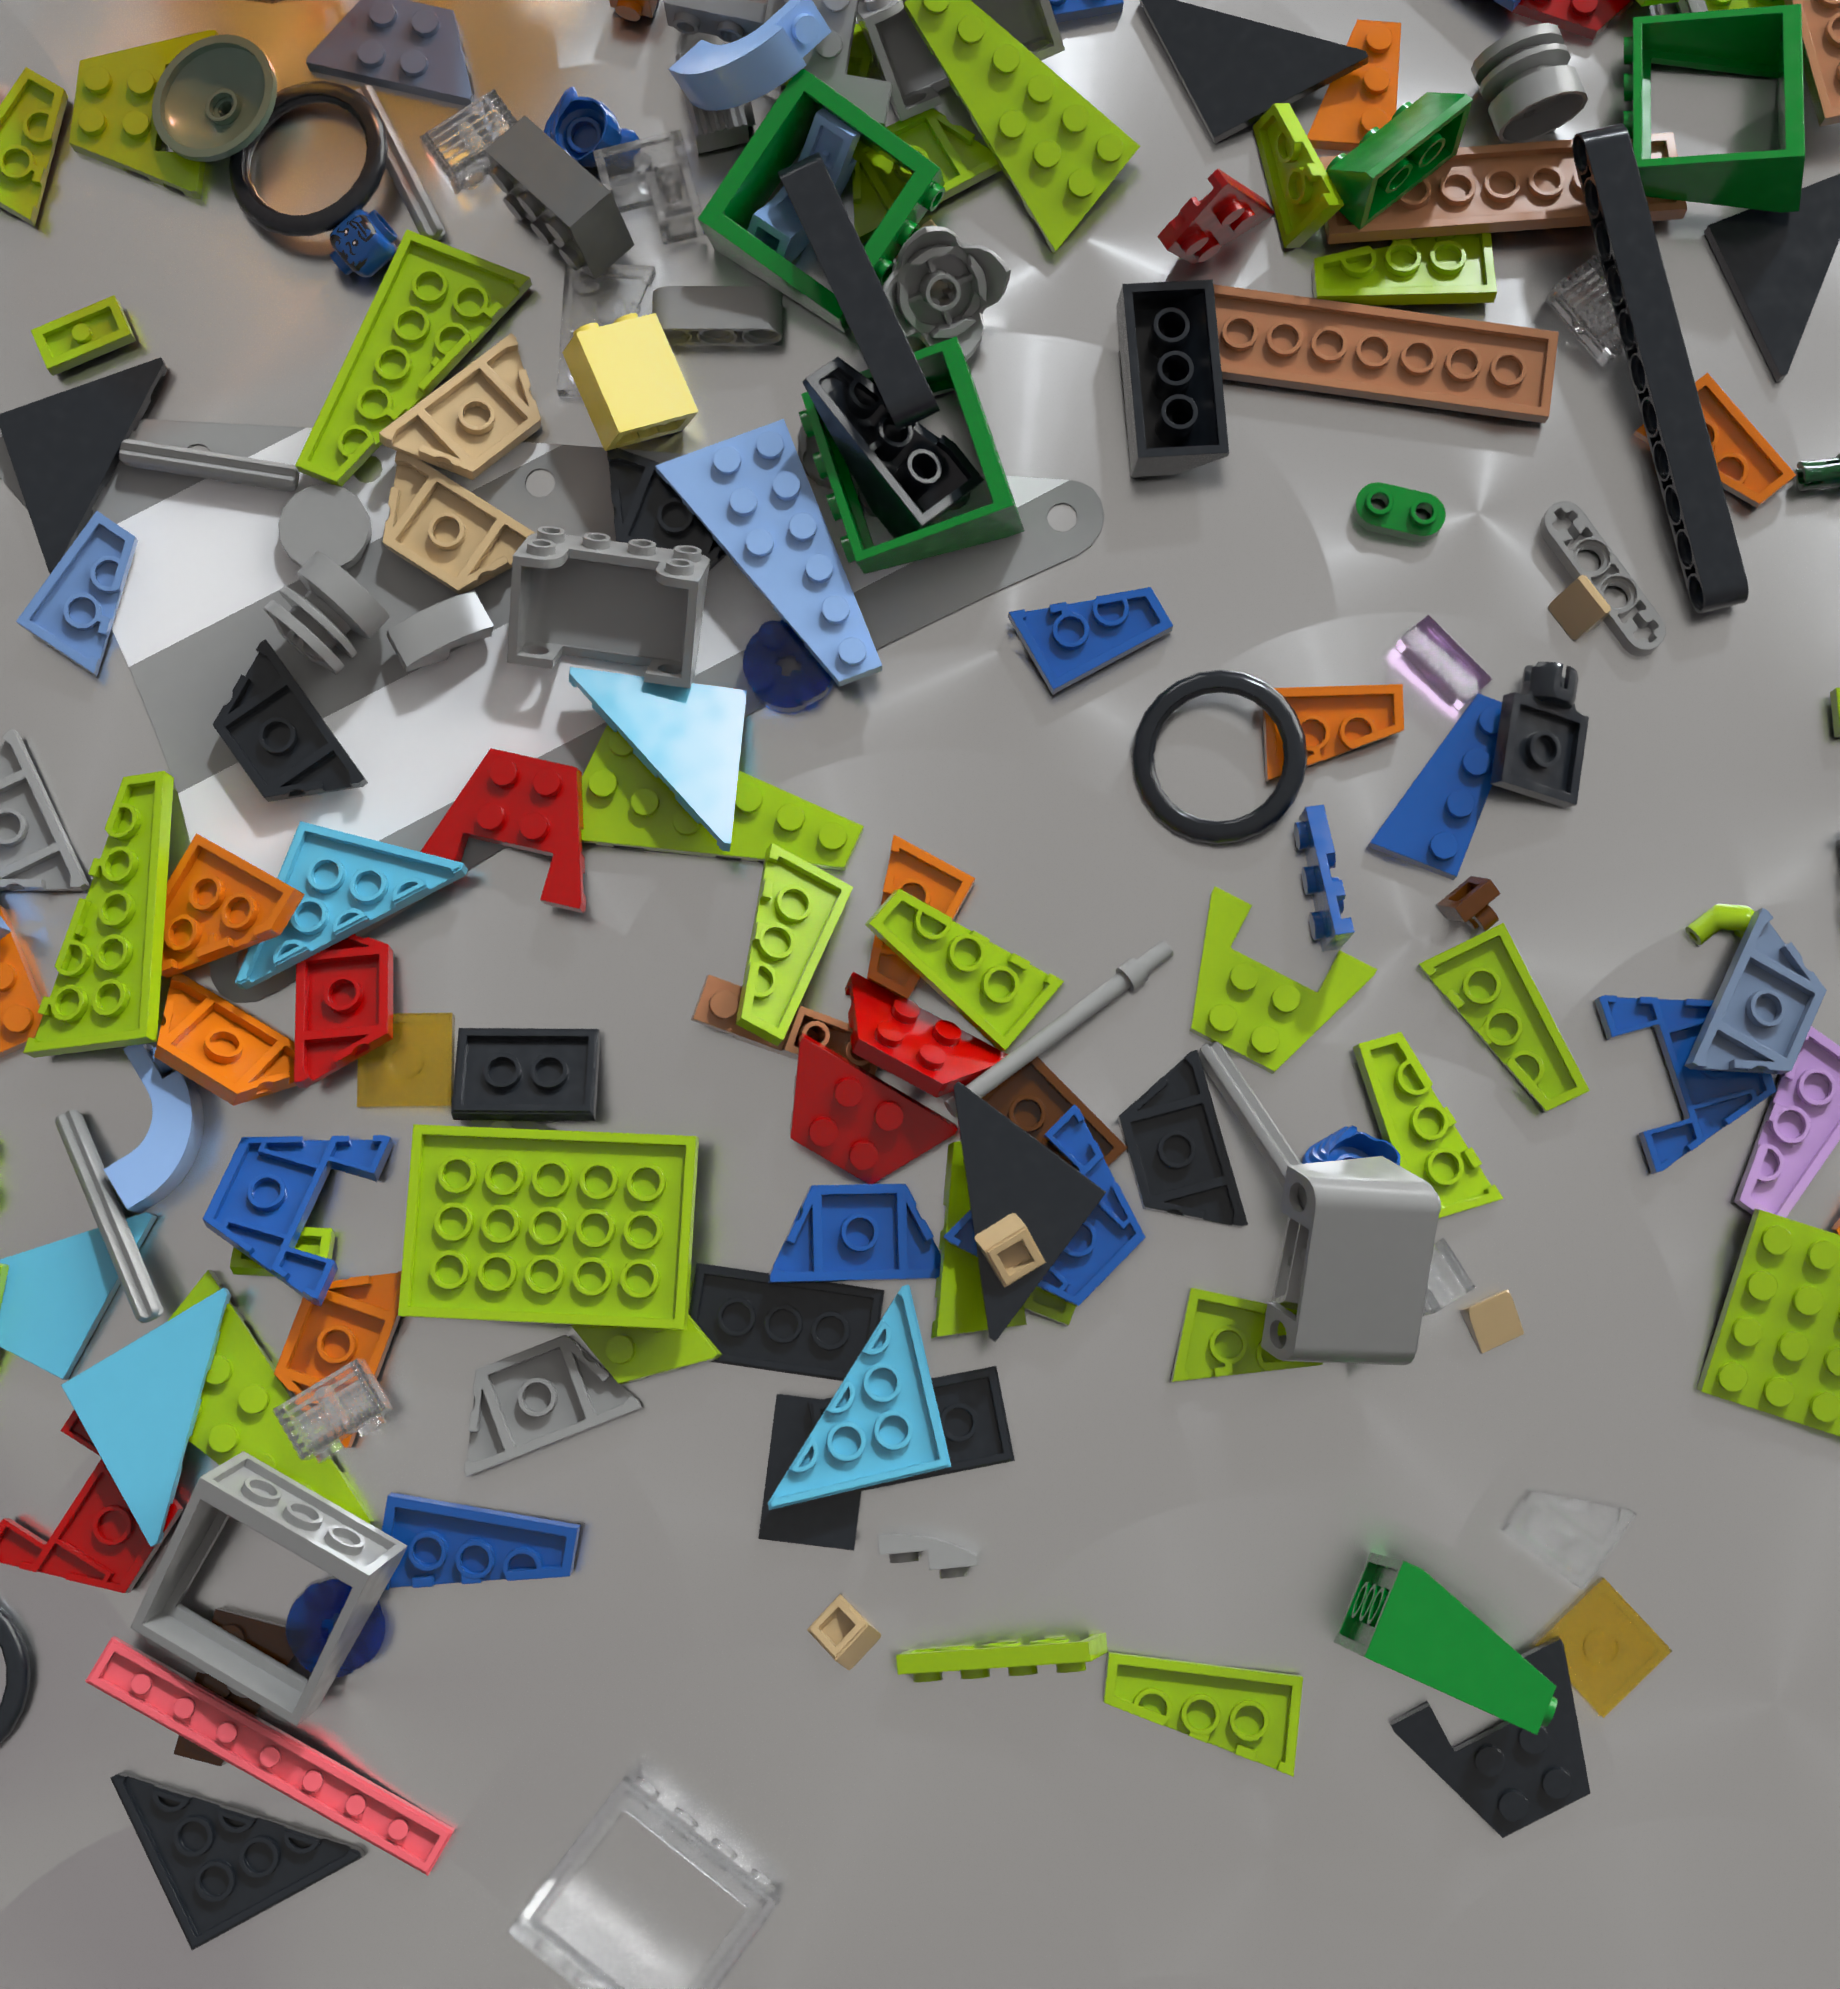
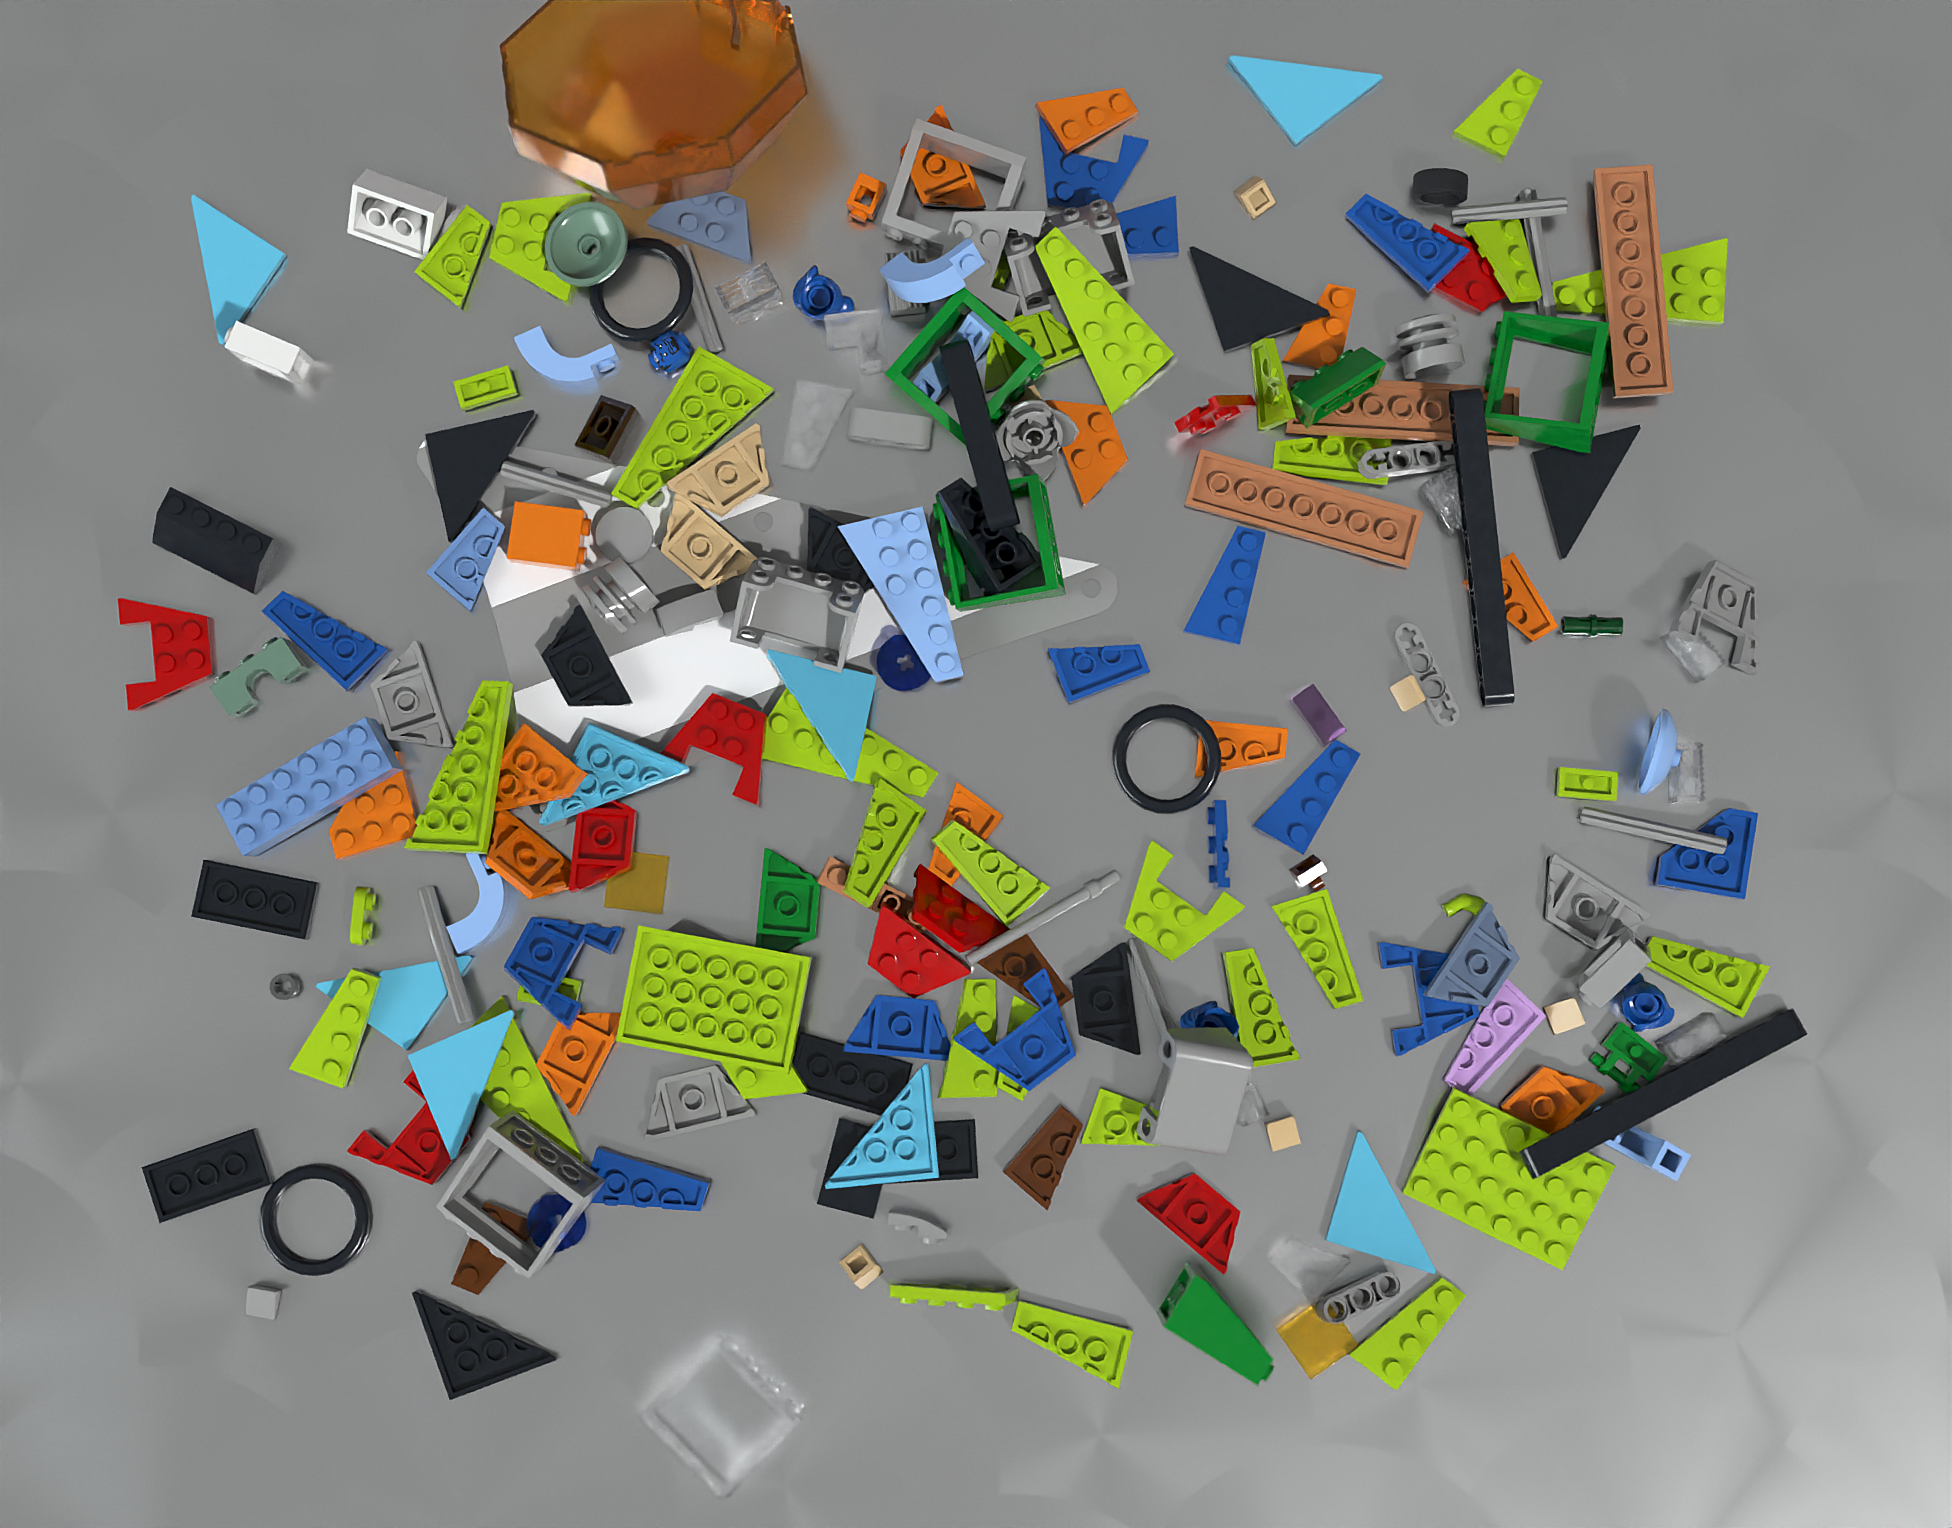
camera: 10 degrees right, 5 degrees up
(199, 291) = (561, 369): none -> light blue arch
(204, 543) = (548, 536): none -> orange brick
(270, 1755) = (509, 1293): coral tile -> none
(283, 372) = (608, 429): none -> dark brown slope
(333, 1411) = (570, 1093): clear brick -> none
(526, 1074) = (710, 901): black tile -> none
(558, 198) = (797, 344): dark grey brick -> none
(629, 380) = (828, 467): light yellow brick -> none
(648, 1063) = (786, 904): none -> green wing
(1009, 1249) = (991, 1053): tan slope -> none
(1017, 1175) = (1002, 1026): black tile -> none
(1038, 310) = (1095, 451): none -> orange wing
(1117, 1410) = (1042, 1159): none -> reddish brown wing
(1171, 376) = (1172, 510): black slope -> none
(1275, 498) = (1227, 596): none -> blue wing
(1376, 1475) = (1196, 1216): none -> red wing
(1399, 516) = (1305, 614): green plate -> none
(1508, 1770) = (1243, 1405): black wing -> none
(1526, 249) = (1412, 456): none -> light grey beam
(1542, 737) = (1370, 774): black plate -> none
(1654, 1433) = (1370, 1214): none -> medium azure tile
(1682, 1567) = (1372, 1297): none -> light grey beam
(1746, 1624) = (1403, 1340): none -> lime wing

